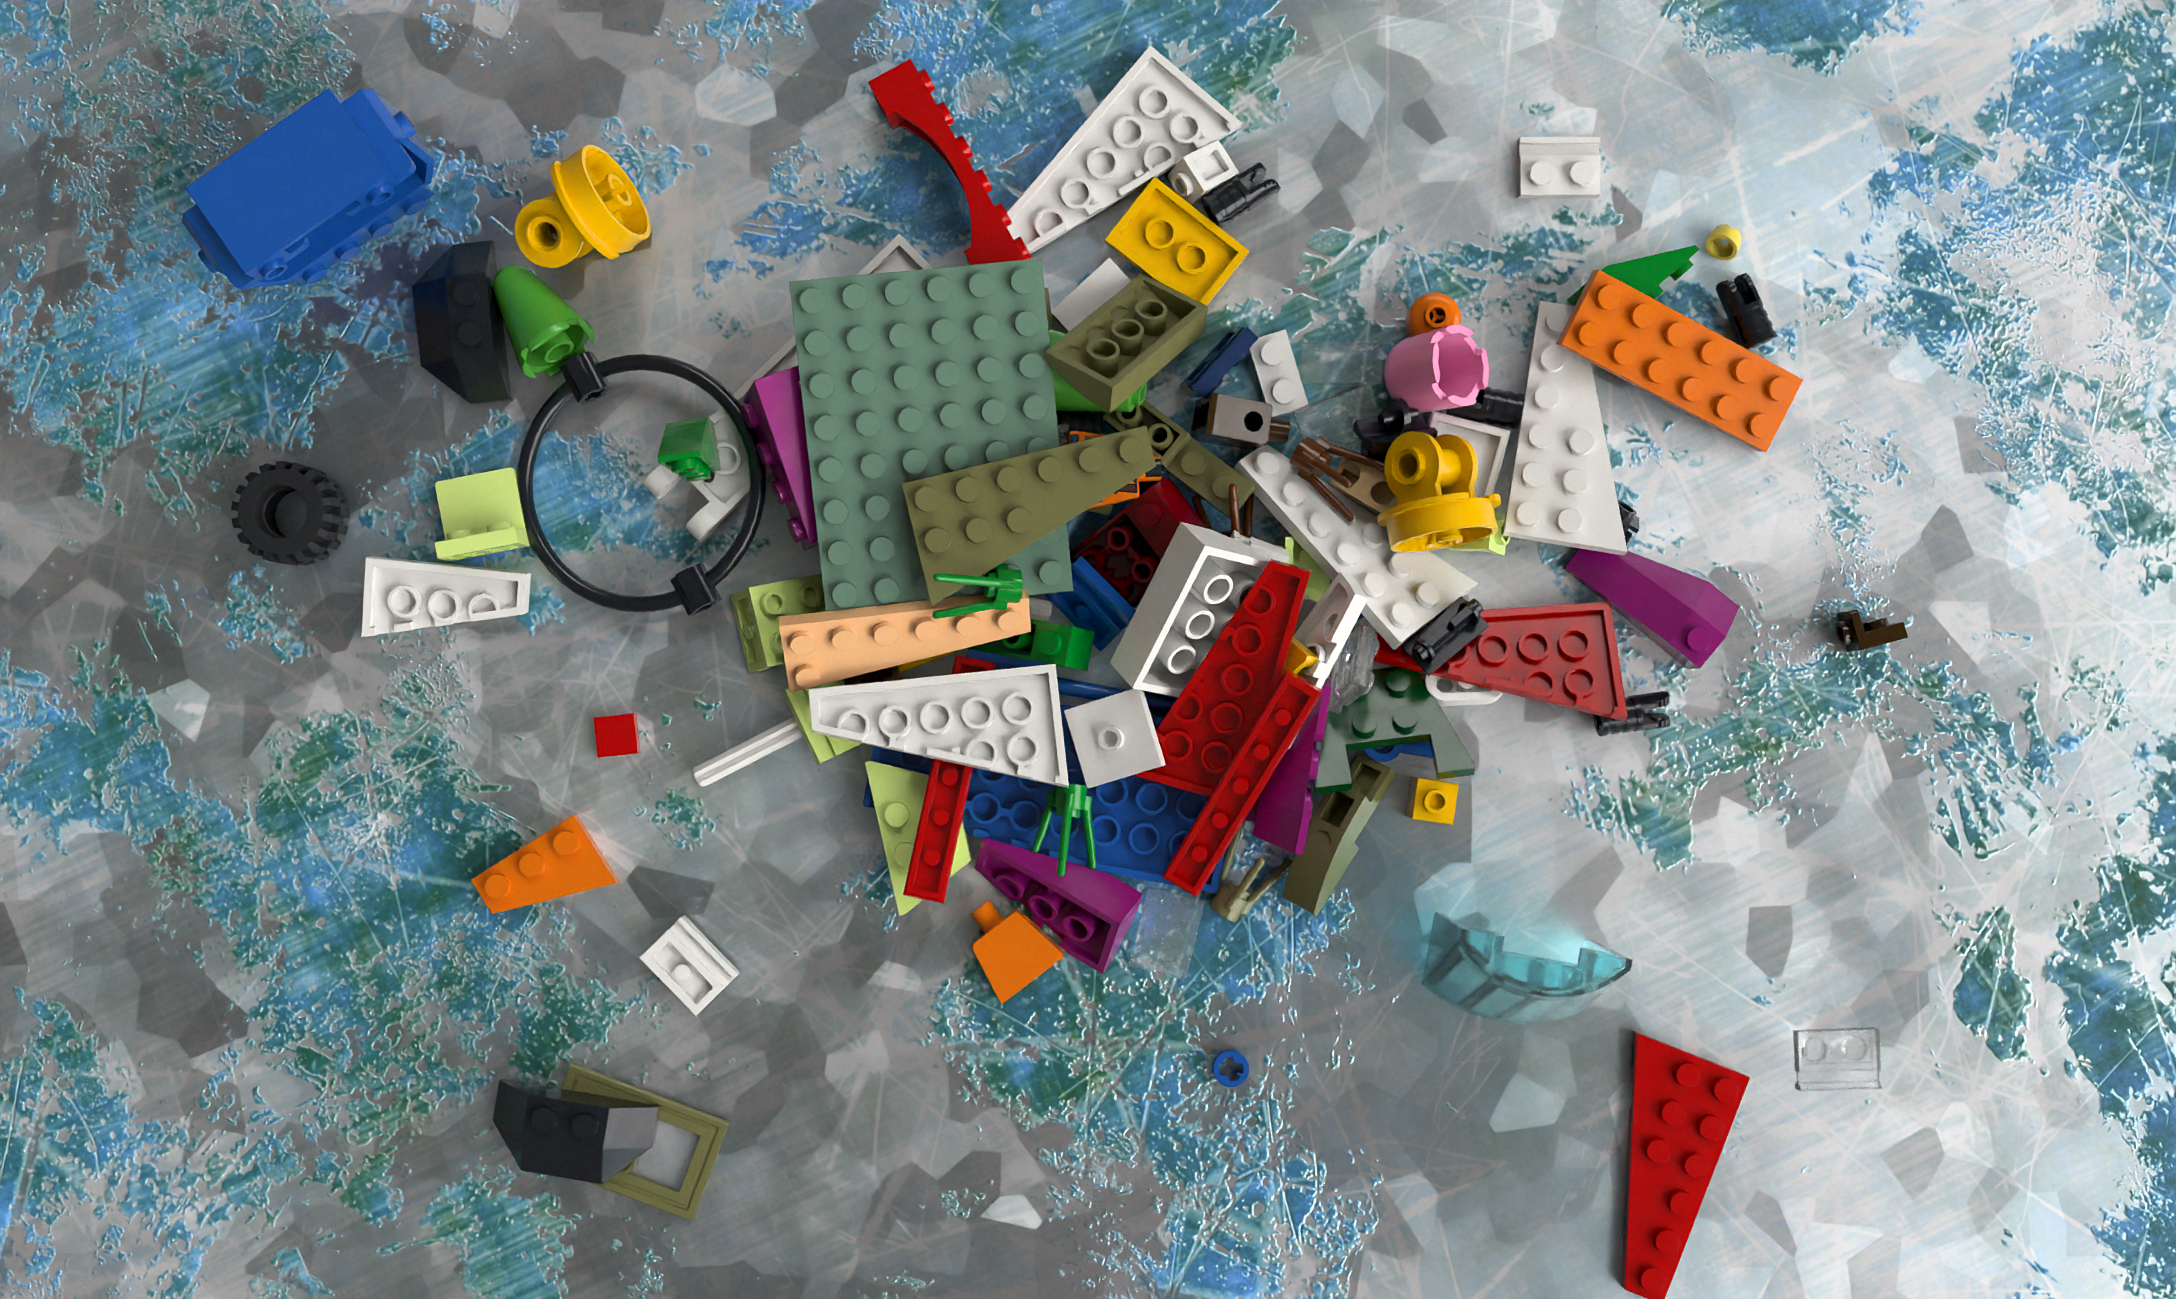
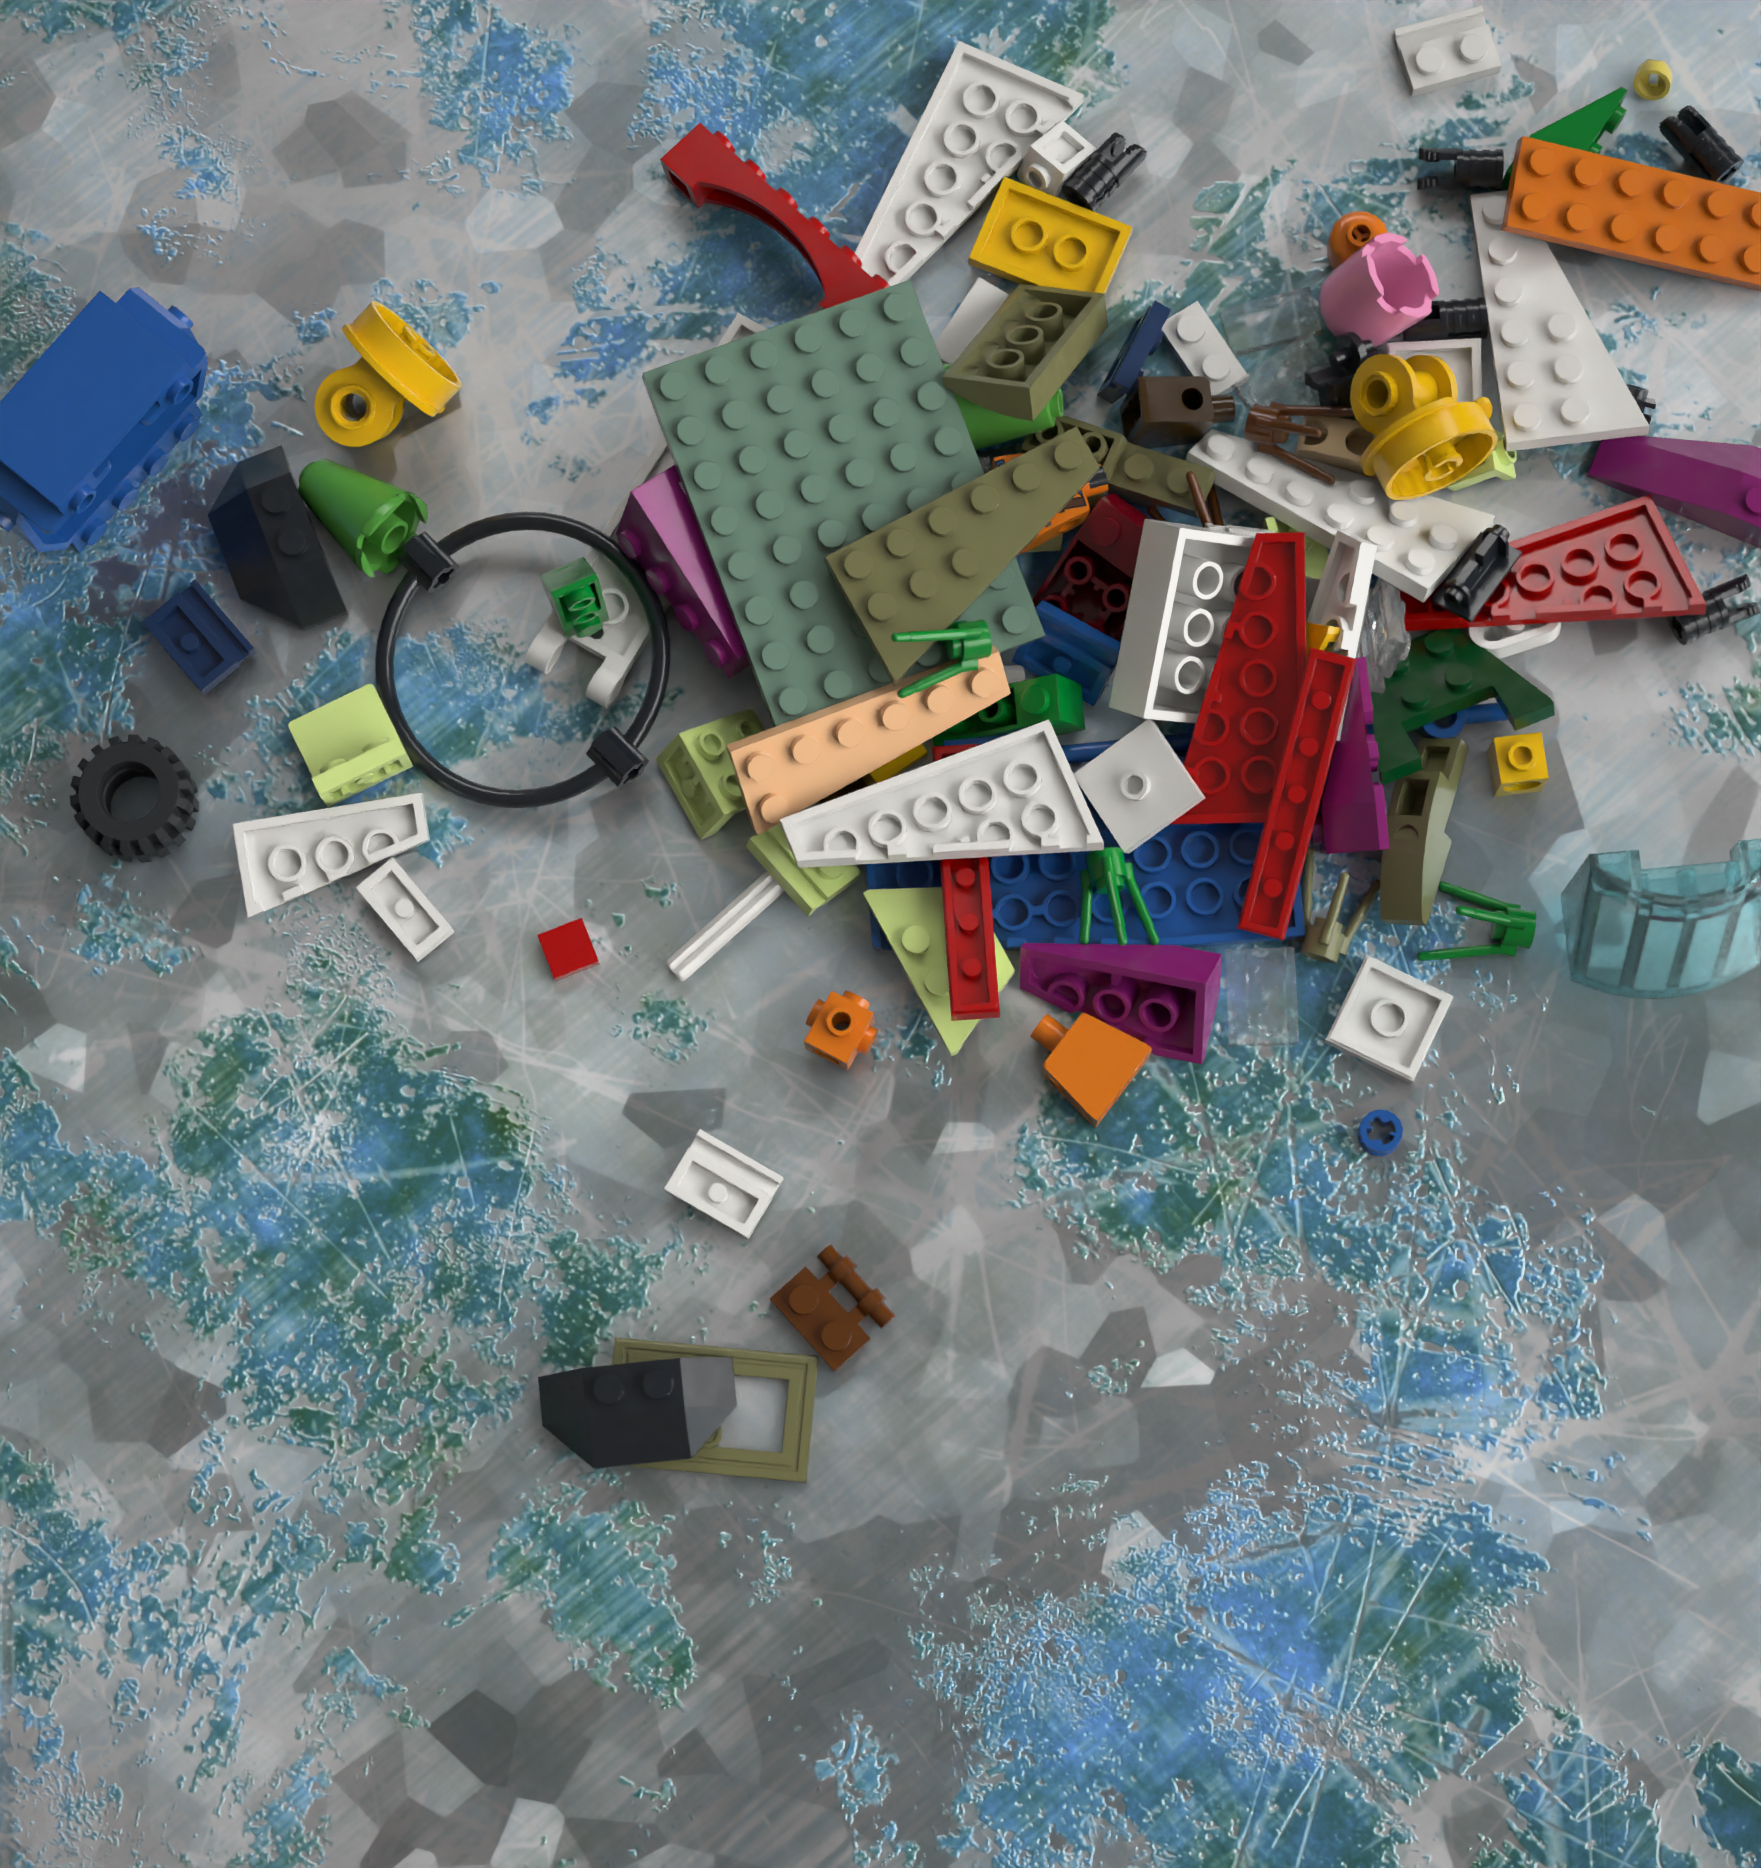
camera: 10 degrees left, 10 degrees down
(380, 388) = (199, 637): none -> dark blue plate
(491, 666) = (405, 909): none -> white plate
(546, 868) = (528, 1120): orange wing -> none
(740, 1093) = (821, 1318): none -> reddish brown plate
(806, 877) = (837, 1045): none -> orange brick
(1265, 977) = (1389, 1019): none -> white tile
(1384, 930) = (1509, 924): none -> green plant
(1547, 279) = (1471, 169): none -> black hinge

